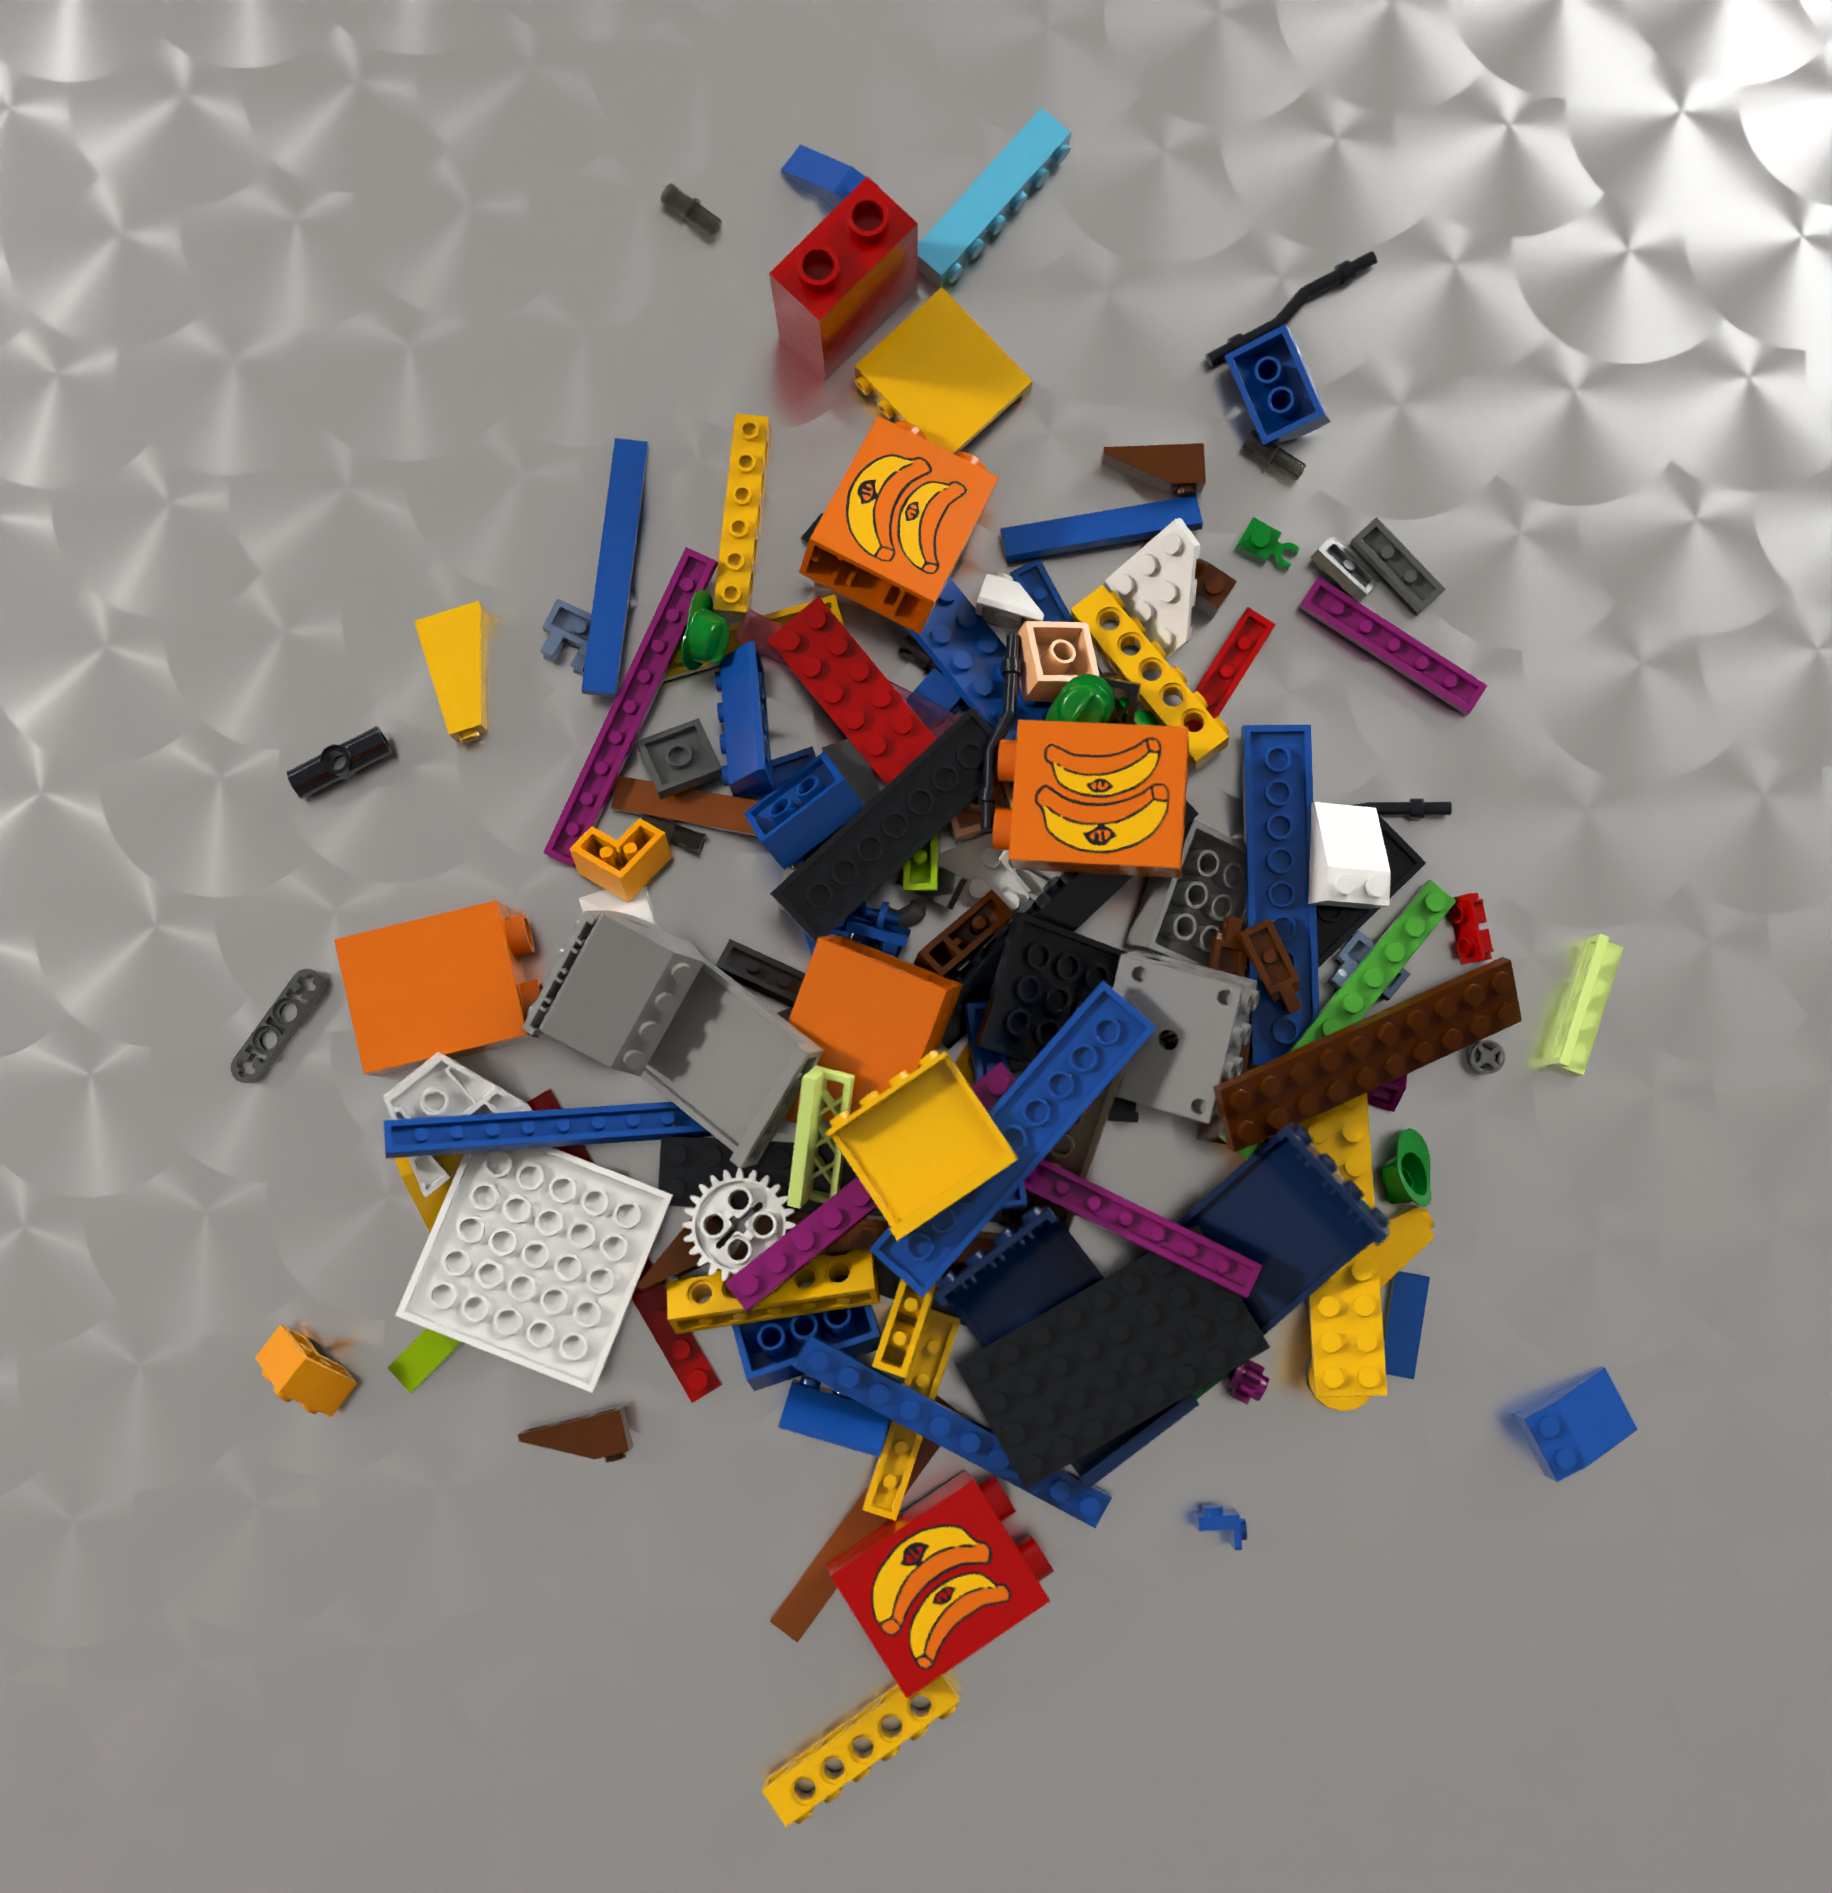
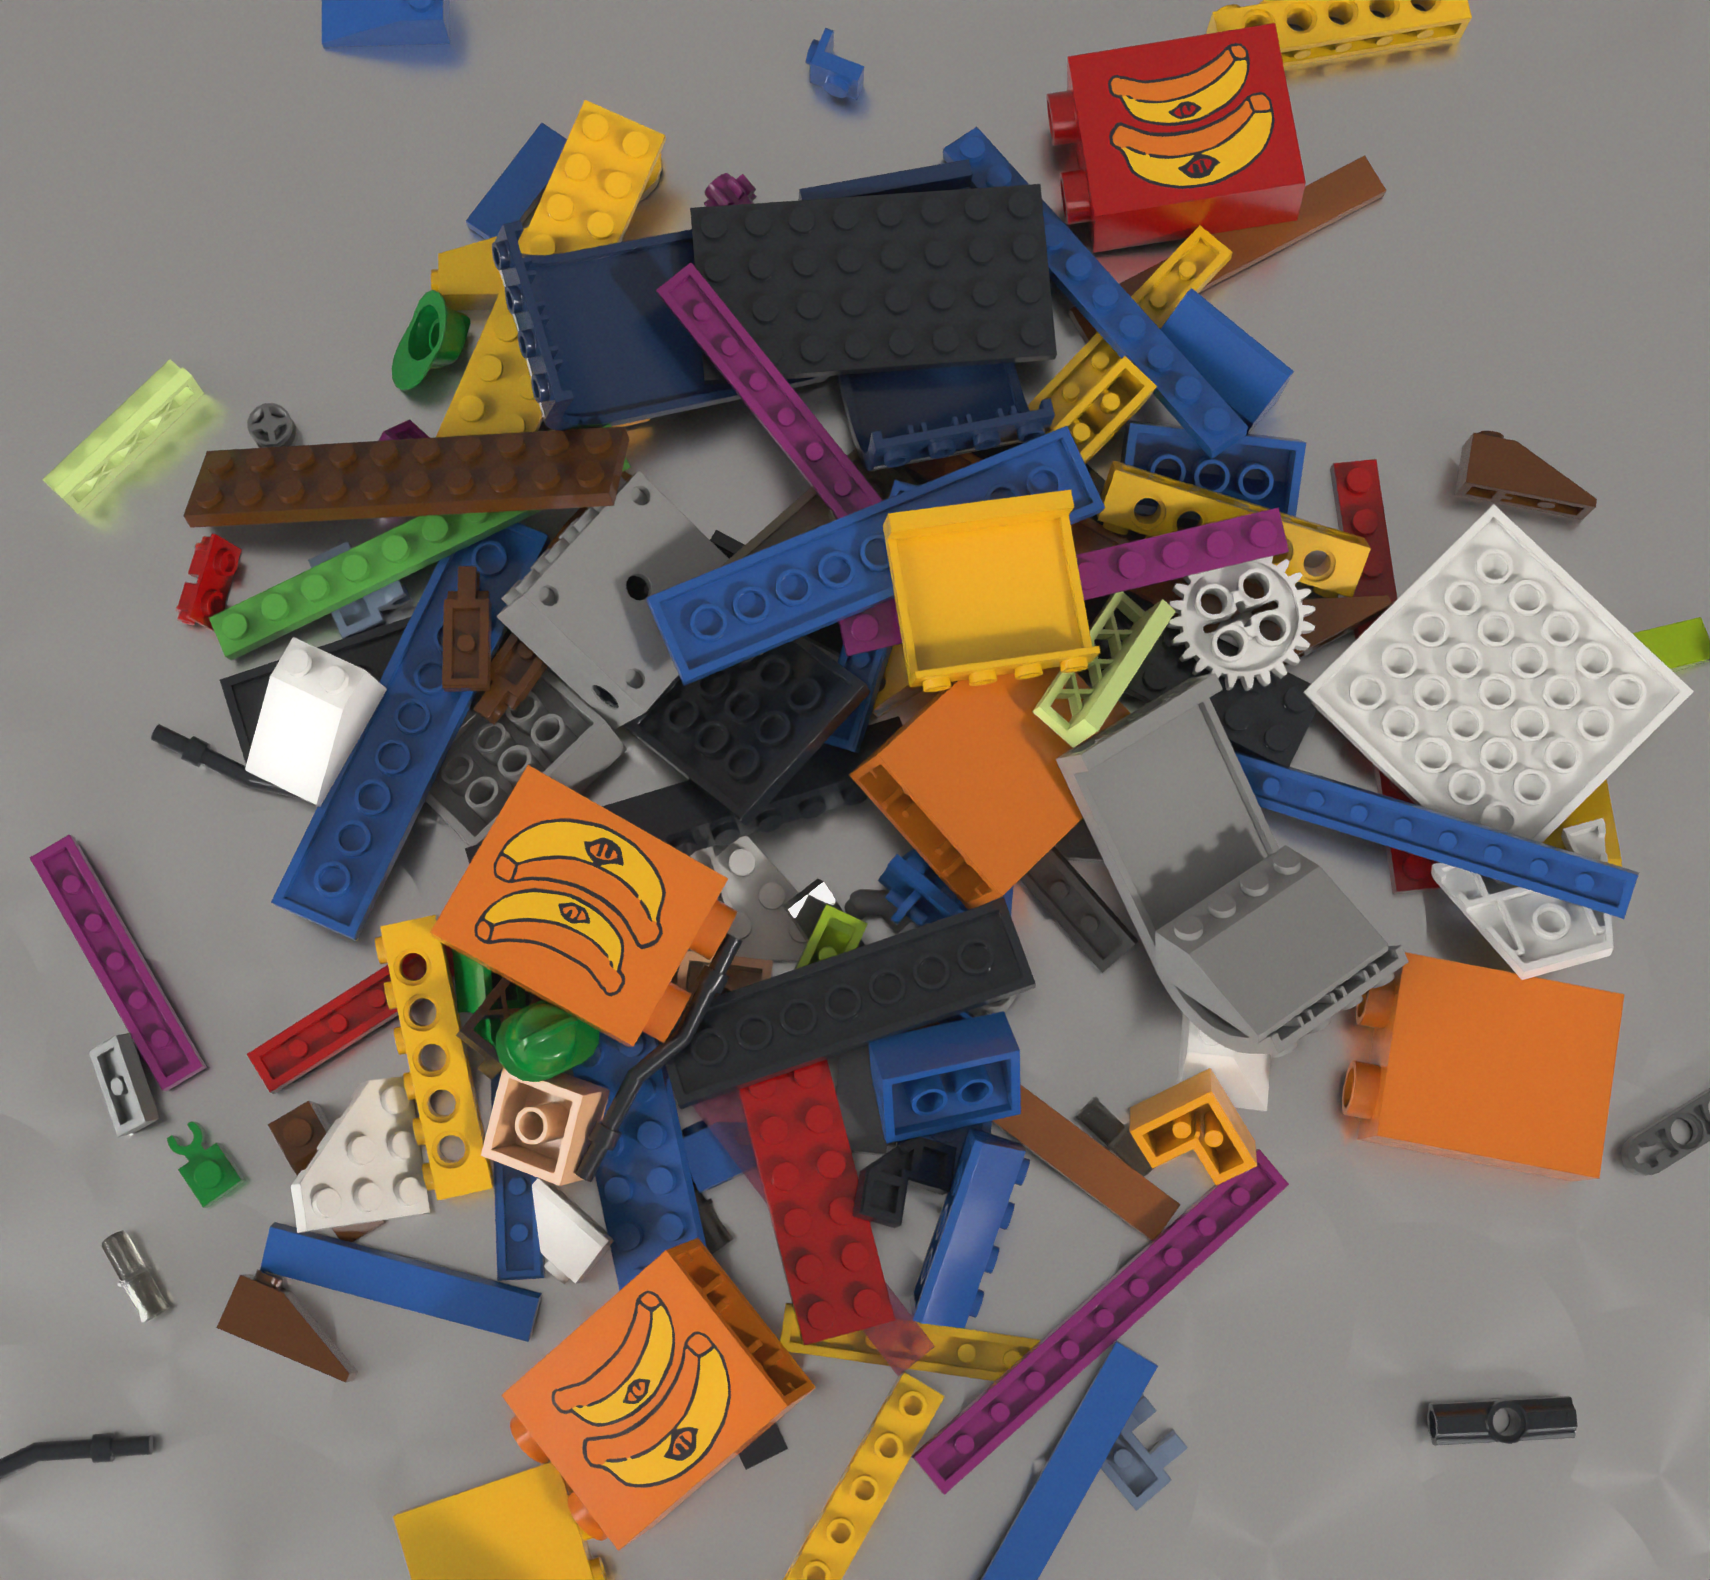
camera: 160 degrees left, 5 degrees down
(457, 663) = (1300, 1480): yellow slope -> none
(679, 758) = (1069, 1224): dark grey plate -> none
(705, 634) = (967, 1364): green piece -> none
(813, 725) = (885, 1181): none -> black tile
(965, 935) = (818, 841): reddish brown slope -> none
(1277, 387) = (83, 1361): blue slope -> none
(1397, 565) = (57, 1060): dark grey plate -> none

